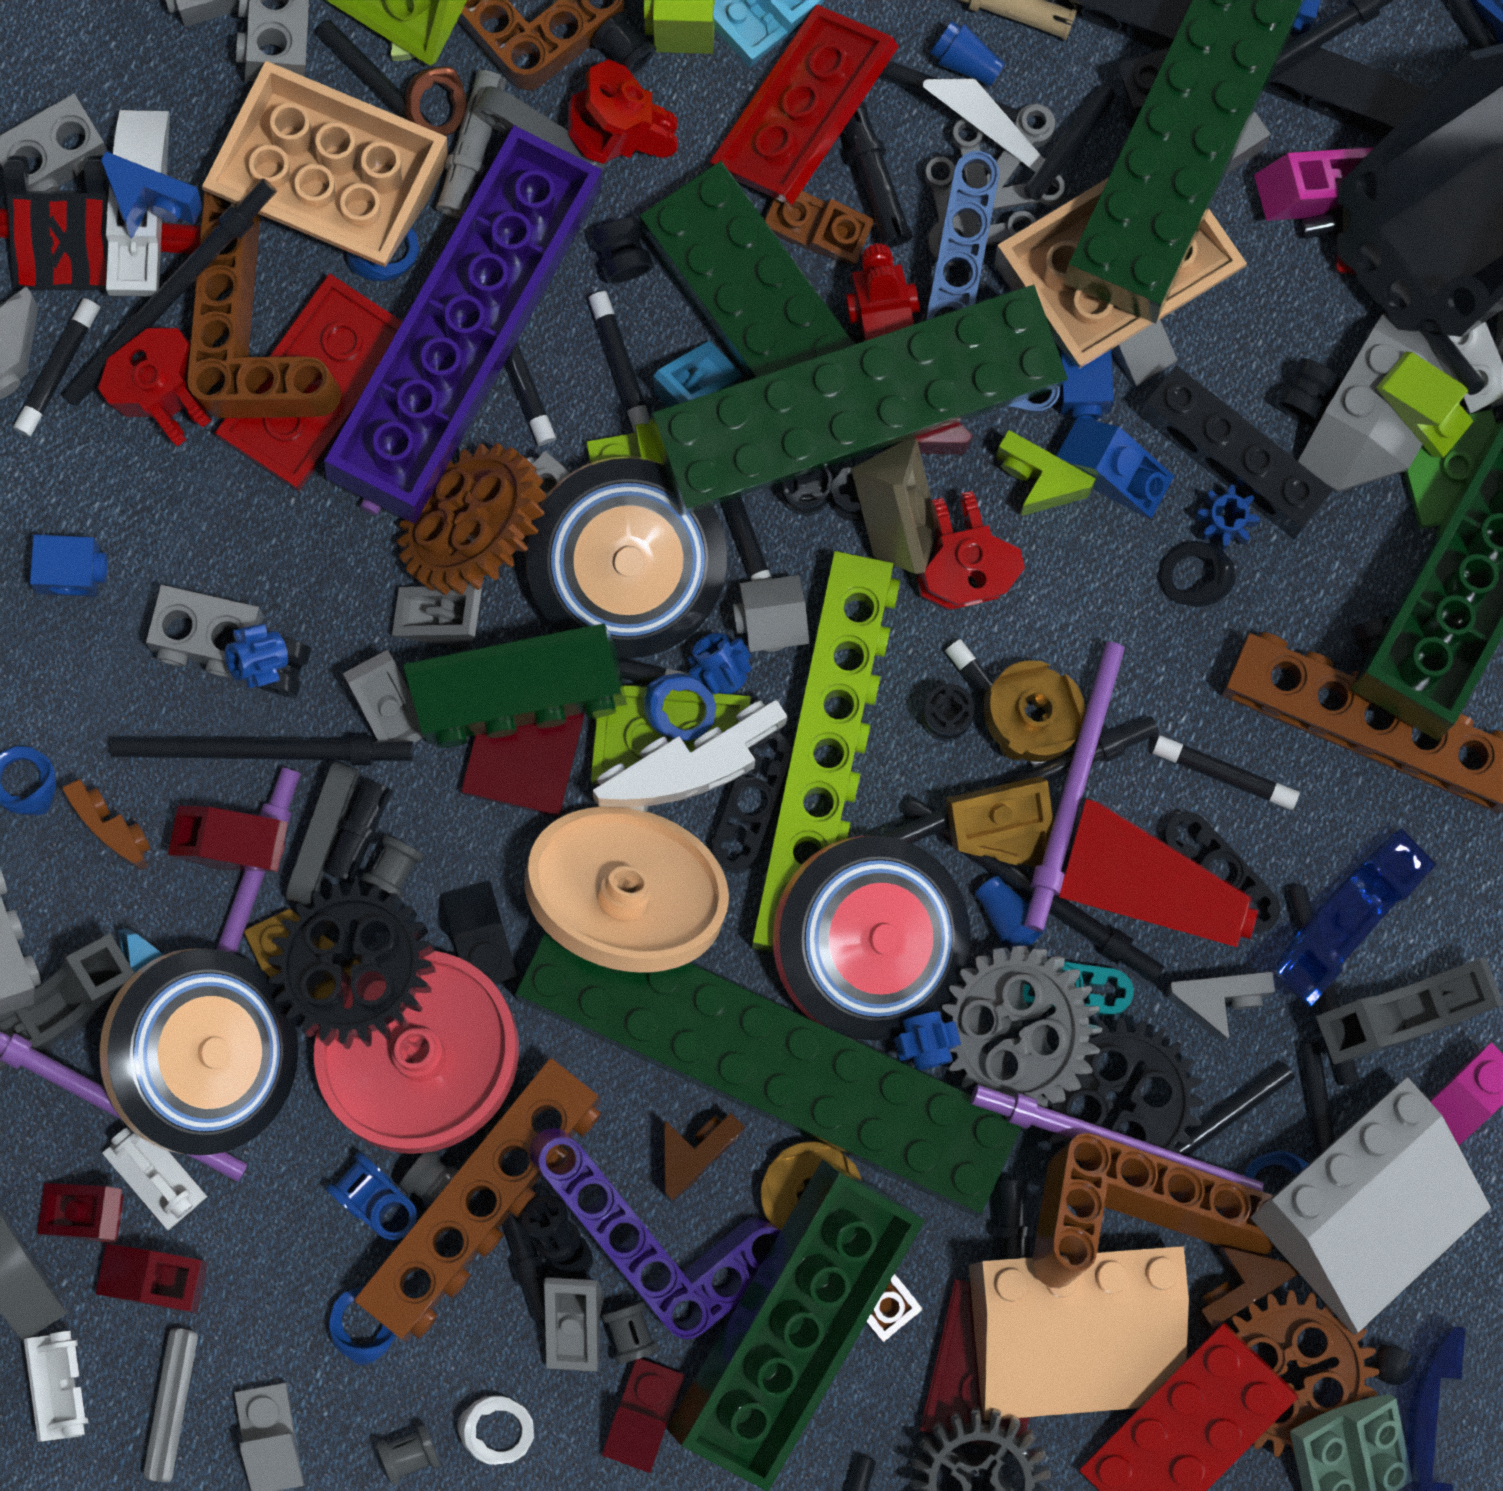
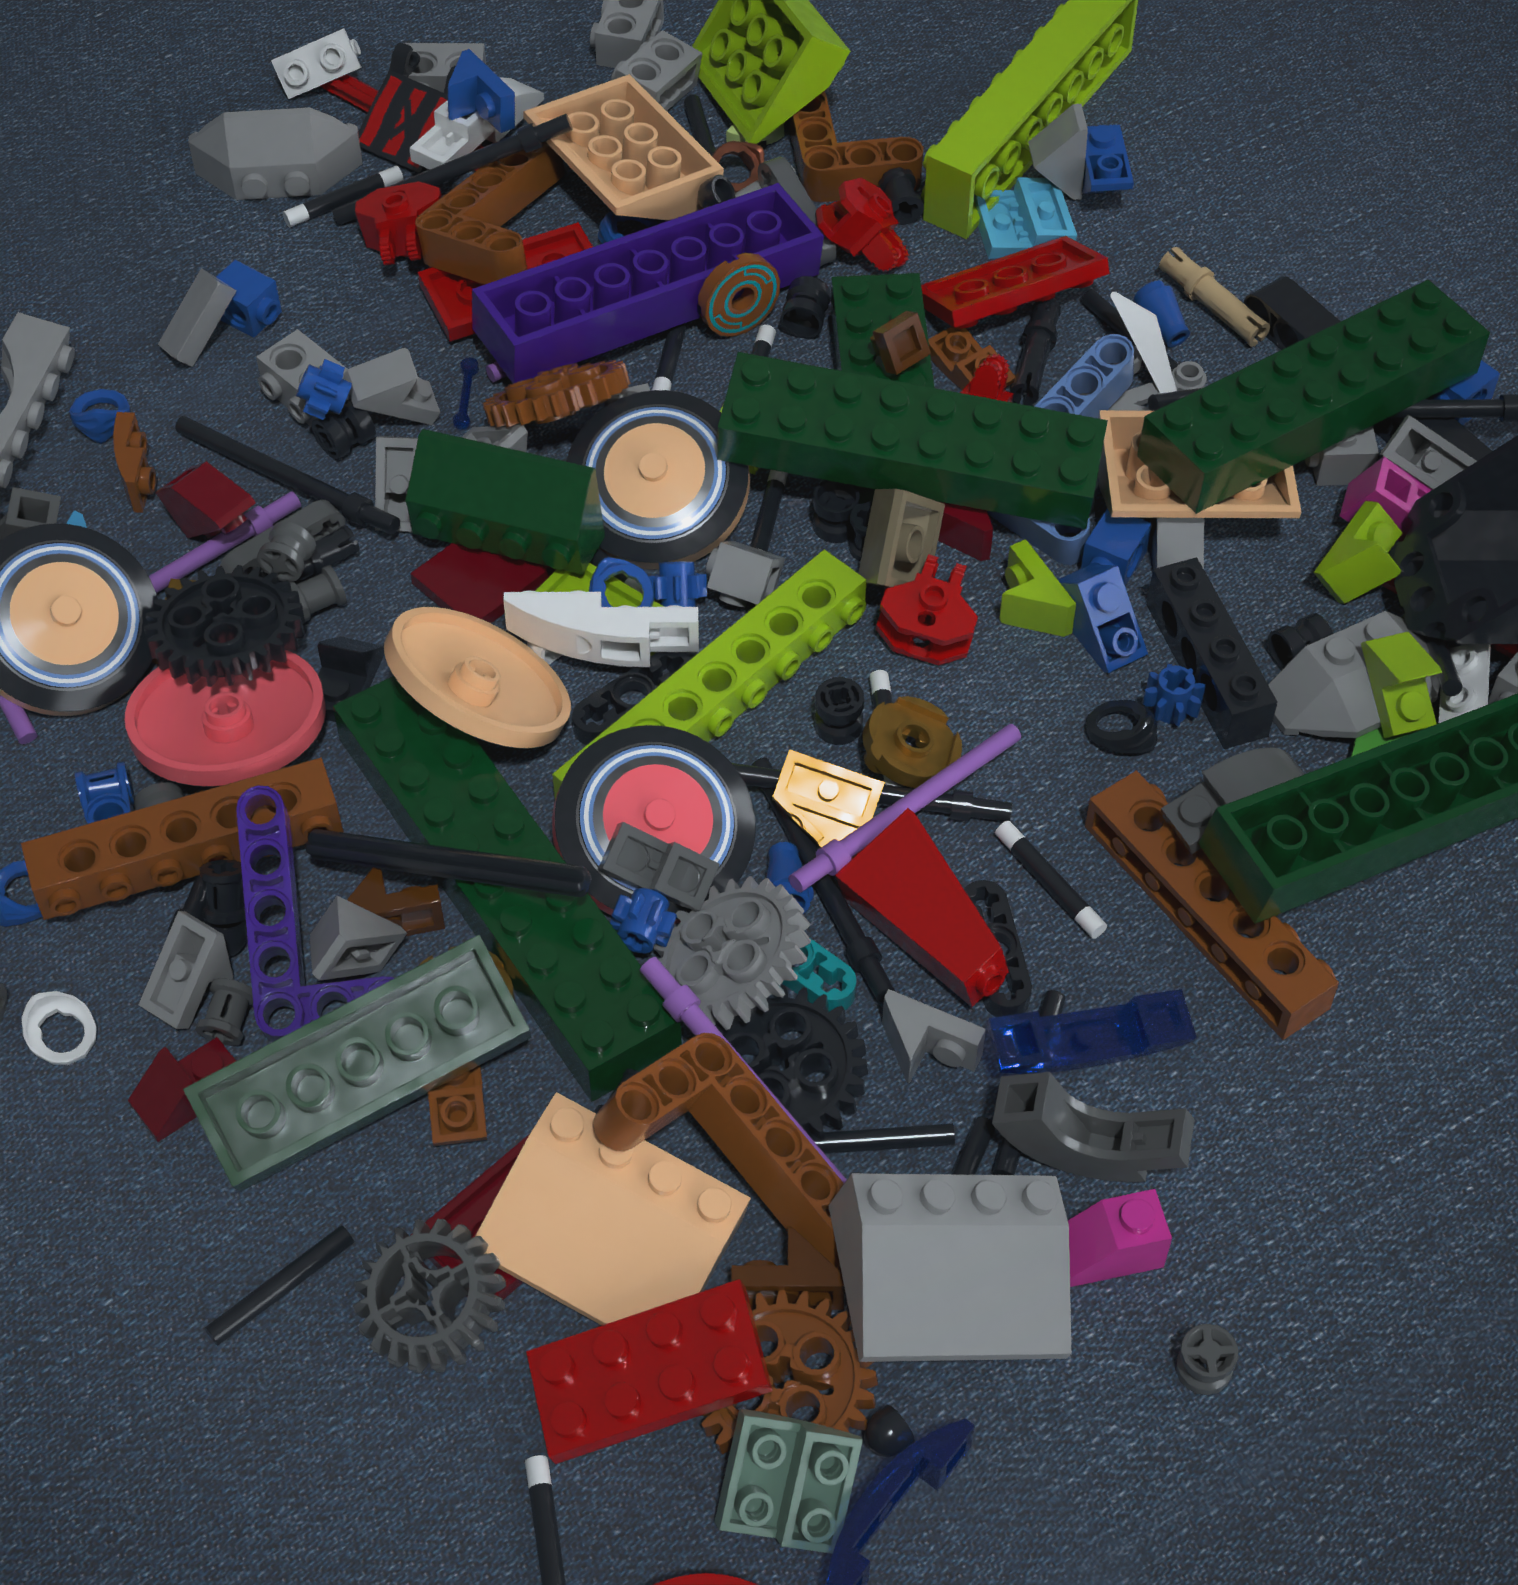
camera: 35 degrees right, 25 degrees down
(41, 624) = (196, 318): none -> light grey slope
(302, 600) = (392, 388): none -> light grey slope
(338, 511) = (469, 367): none -> clear blue hinge
(352, 855) = (286, 551): none -> dark grey wheel
(456, 169) = (715, 191): none -> black hinge
(558, 291) = (754, 304): none -> dark orange tile
(694, 1215) = (352, 941): none -> light grey slope
(738, 1098) = (449, 862): none -> black axle
(773, 281) = (900, 342): none -> reddish brown tile
(913, 986) = (659, 866): none -> dark grey slope
(1308, 273) = (1360, 555): none -> lime slope
(1329, 123) = (1425, 453): none -> light grey slope
(1359, 615) = (1226, 783): none -> dark grey arch

